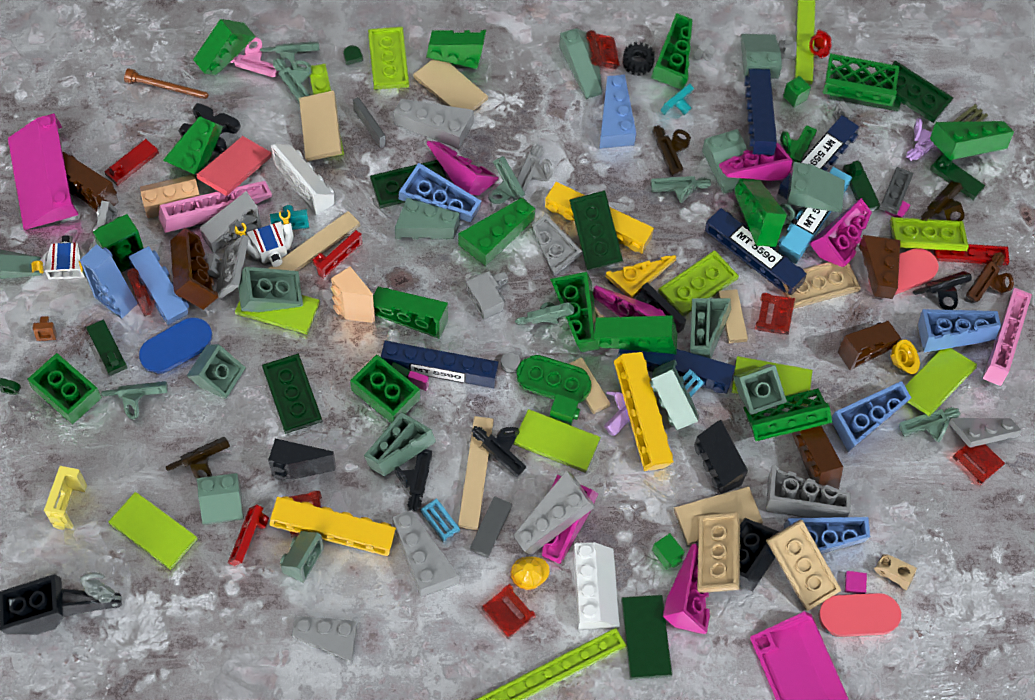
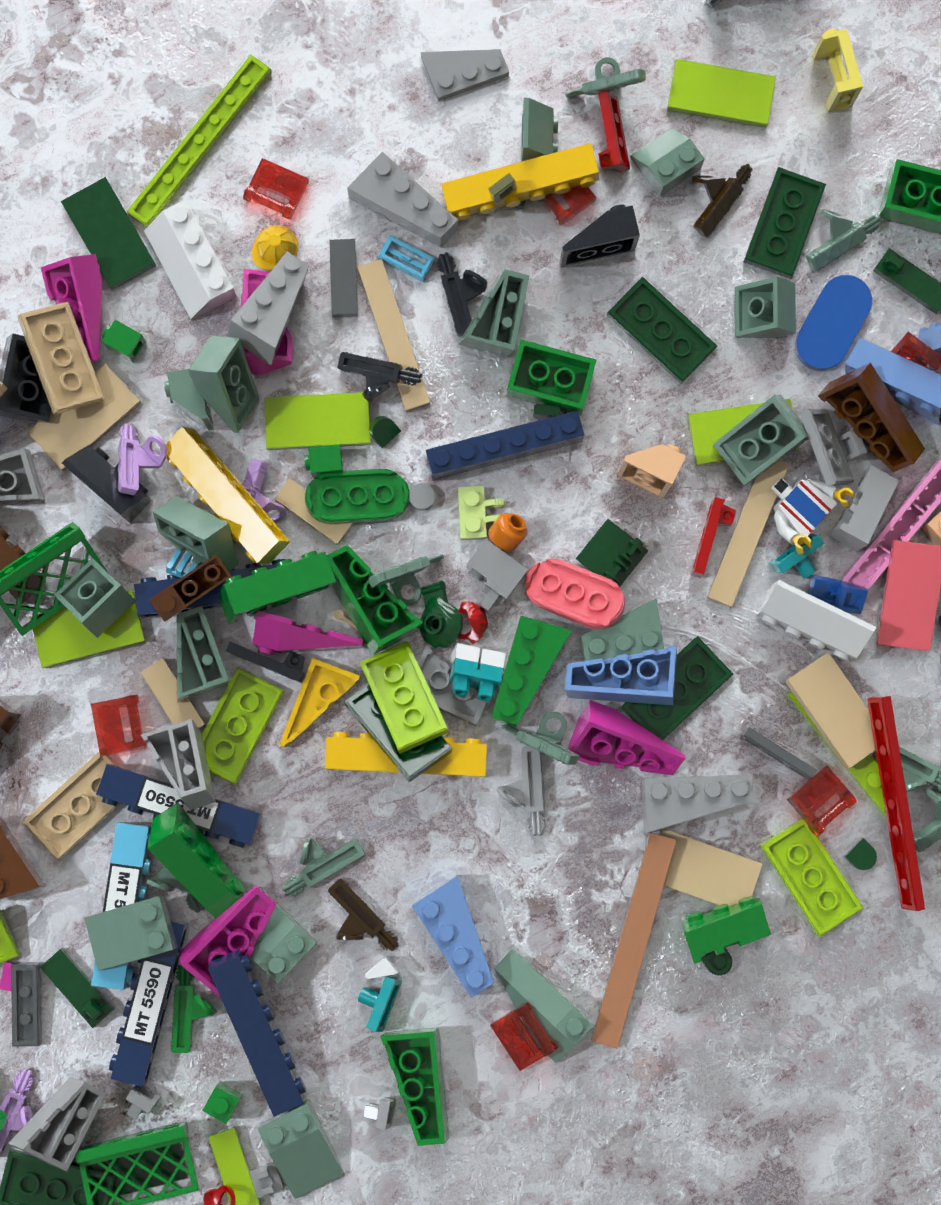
camera: 155 degrees right, 20 degrees up
(166, 423) = (784, 223): none -> dark green tile
(230, 568) = (609, 83): none -> sand green piece
(276, 186) = (838, 593): none -> blue slope
(316, 64) = (896, 803): none -> red tile
(350, 515) = (502, 188): none -> olive tile
(365, 90) = (815, 794): none -> clear red plate
(406, 273) = (612, 553): none -> dark green hinge
(411, 311) = (578, 499): green wedge -> none
(419, 380) = (519, 413): dark pink tile -> none
(443, 256) = (575, 593): none -> coral tile
(466, 311) = (508, 532): none -> orange head
(481, 339) = (472, 512): none -> yellowish green hinge
(511, 69) = (633, 940): none -> nougat tile
(513, 271) = (477, 619): none -> red piece
(515, 412) = (383, 430): none -> dark green tile
(530, 242) = (476, 671): none -> teal hips
(537, 283) = (440, 619): none -> dark green animal
(584, 241) = (404, 697): none -> lime tile
(611, 478) = (225, 380): none -> sand green slope
(635, 66) = (474, 1066): black tyre -> none
(639, 486) = (187, 399): none -> sand green slope
(670, 116) = (382, 968): none -> white slope
(694, 465) = (133, 457): none -> lavender piece
(696, 356) = (190, 588): none -> reddish brown slope
(743, 264) = (184, 761): none -> light grey wedge
(841, 237) = (76, 882): dark pink wedge -> none
(899, 113) = (60, 1124): none -> light grey wedge

